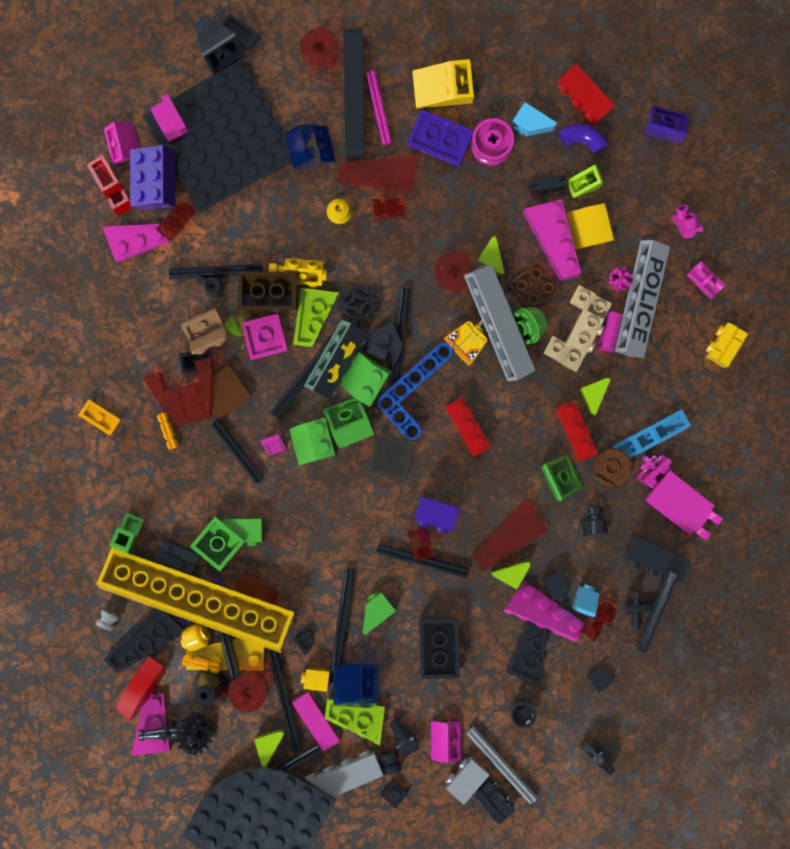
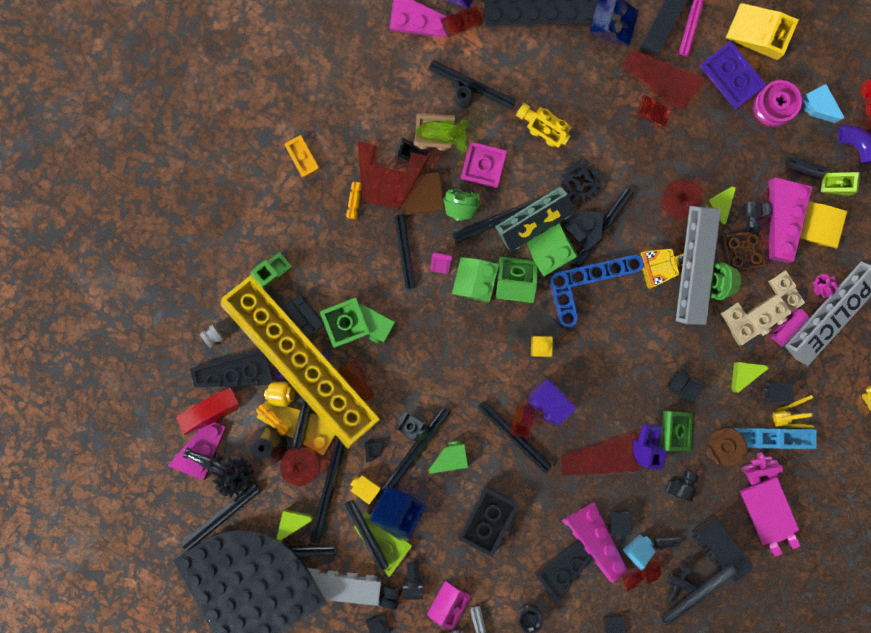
camera: 25 degrees right, 0 degrees up
(202, 775) = (220, 517): none -> black axle
(209, 327) = (441, 130): none -> clear neon green wing
(263, 383) = (461, 204): none -> bright green cone
(267, 293) = (508, 127): dark brown slope -> none
(312, 313) = (535, 168): lime wing -> none
(315, 721) = (343, 527): dark pink tile -> none
(328, 602) = (412, 427): none -> black brick
(334, 213) = (604, 88): yellow cone -> none
(339, 719) = (367, 535): none -> black axle
(401, 469) = (541, 346): none -> yellow brick
(467, 427) = (618, 341): red brick -> none
(512, 574) = (587, 492): lime slope -> none
(524, 250) = (753, 213): none -> black piece
(543, 507) = (647, 449): none -> dark purple brick
(546, 433) = (686, 386): none -> black wheel
(576, 431) = (712, 397): red brick -> none
(605, 579) = (666, 541): none -> black pin
(630, 394) = (778, 392): none -> black brick
(647, 415) = (782, 418): none -> yellow plant

